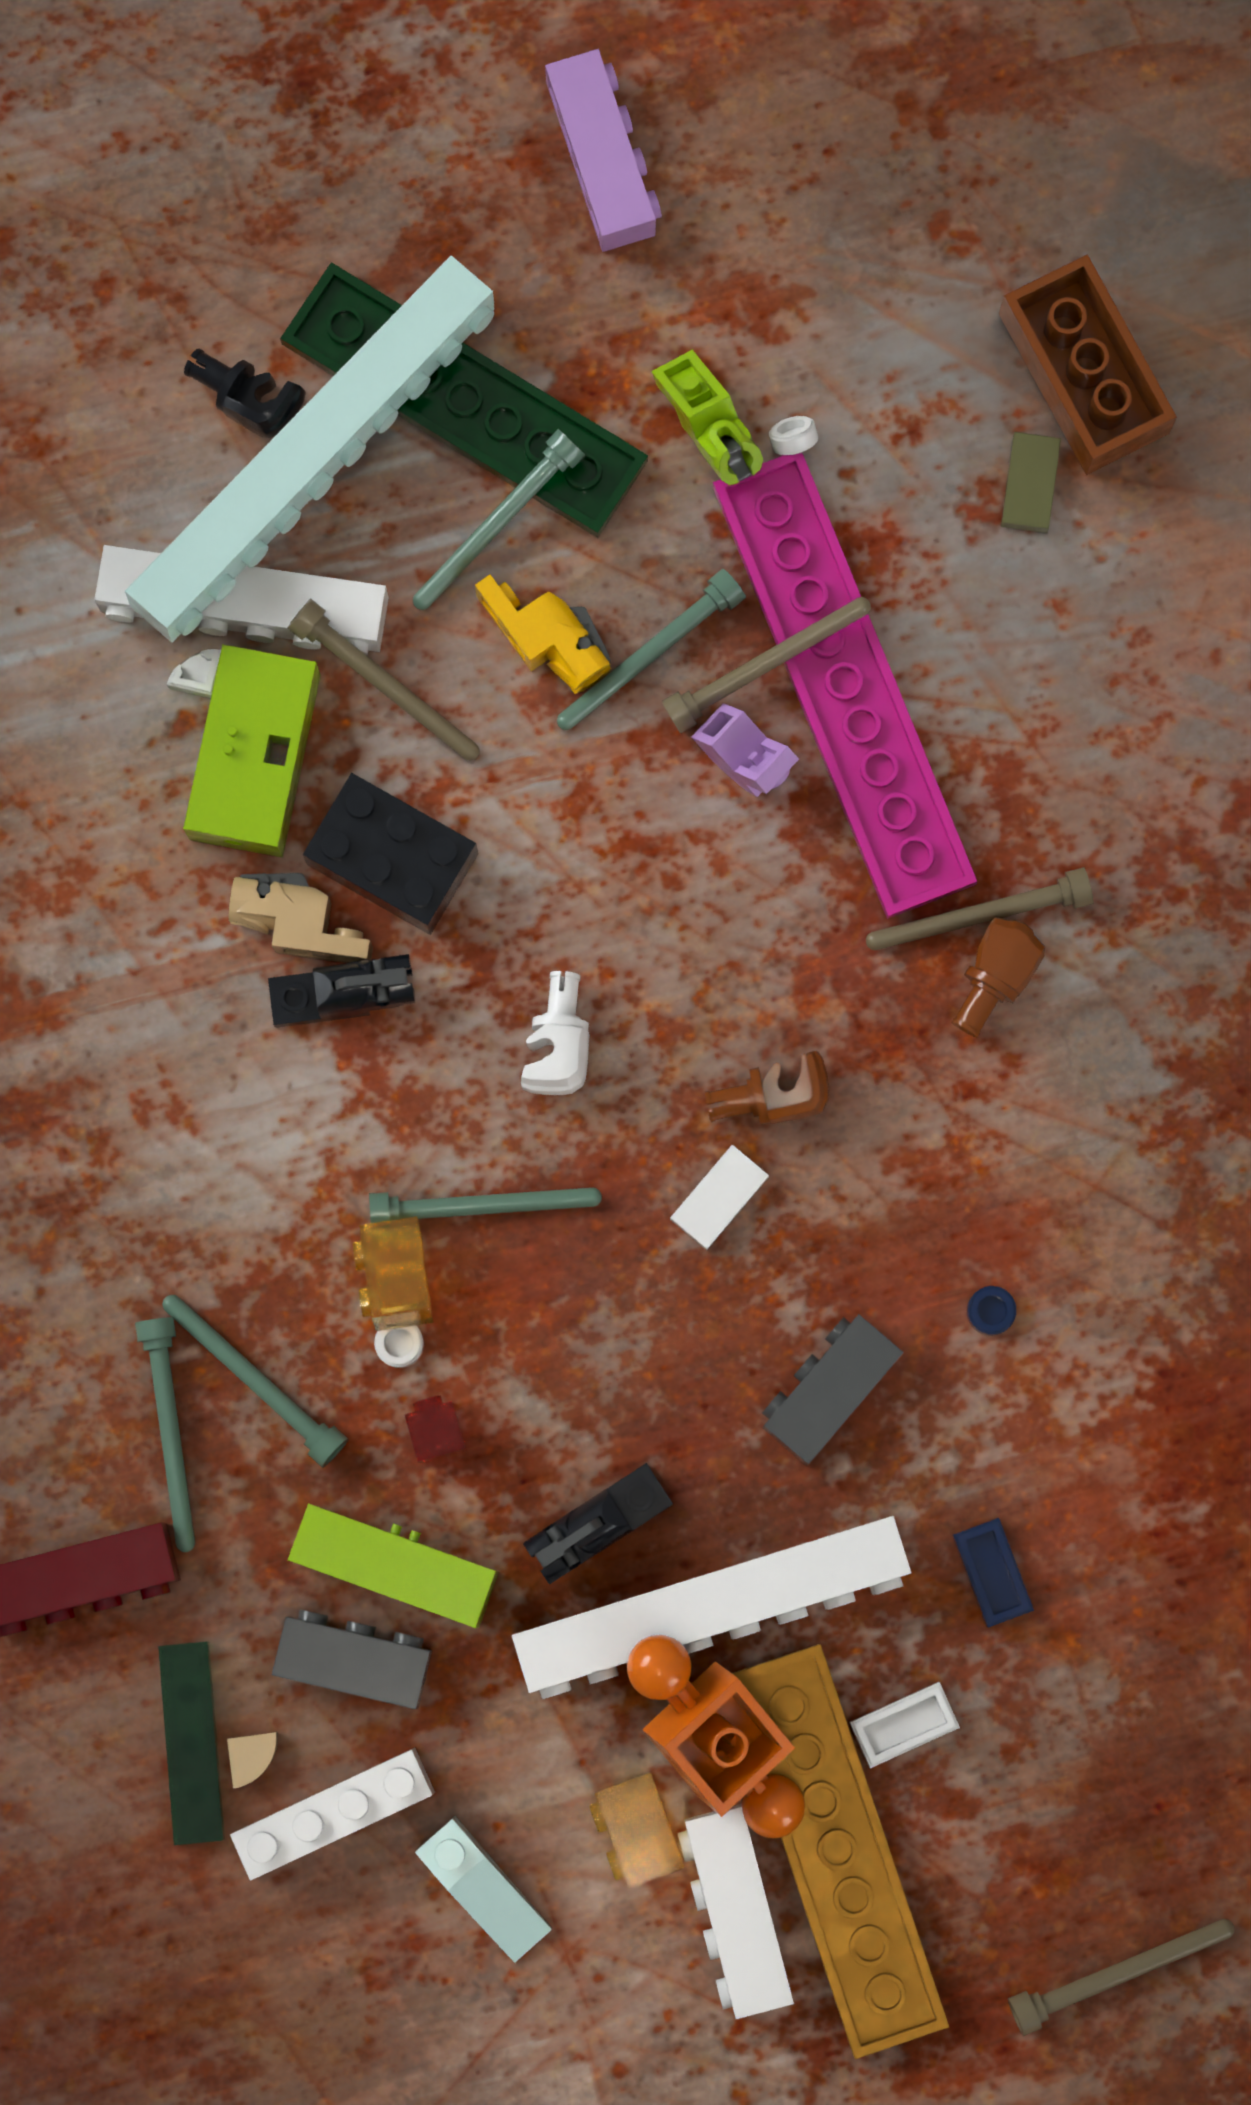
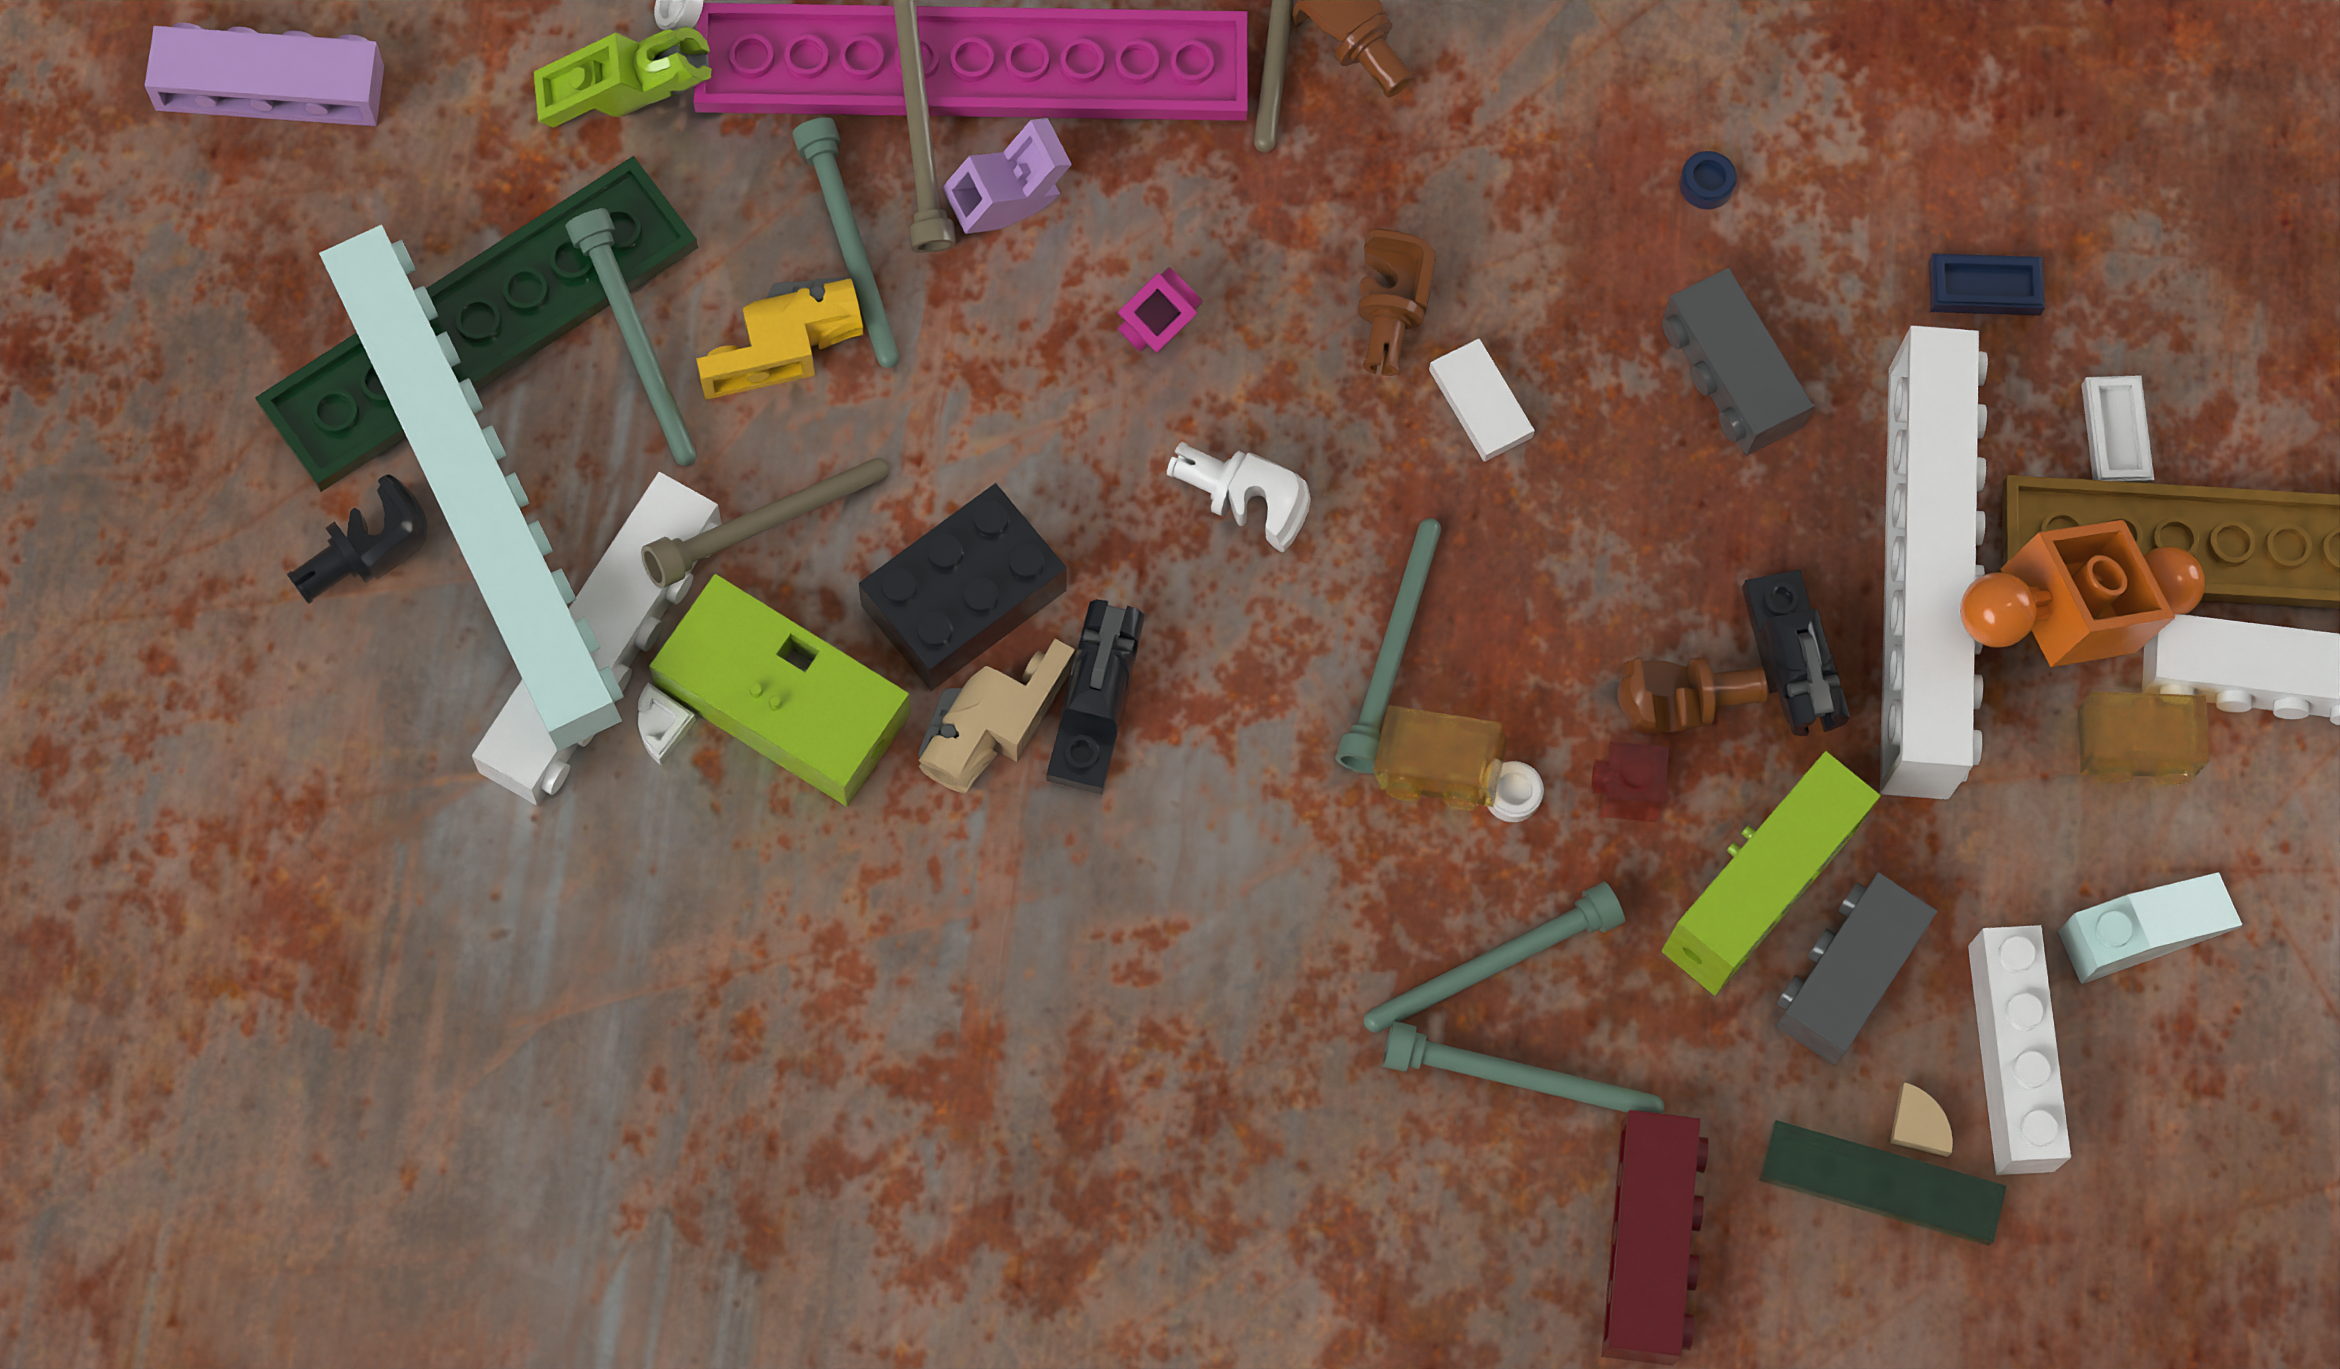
camera: 75 degrees left, 10 degrees down
(525, 1444) = (1677, 698): none -> dark orange piece
(679, 912) = (1158, 311): none -> dark pink brick

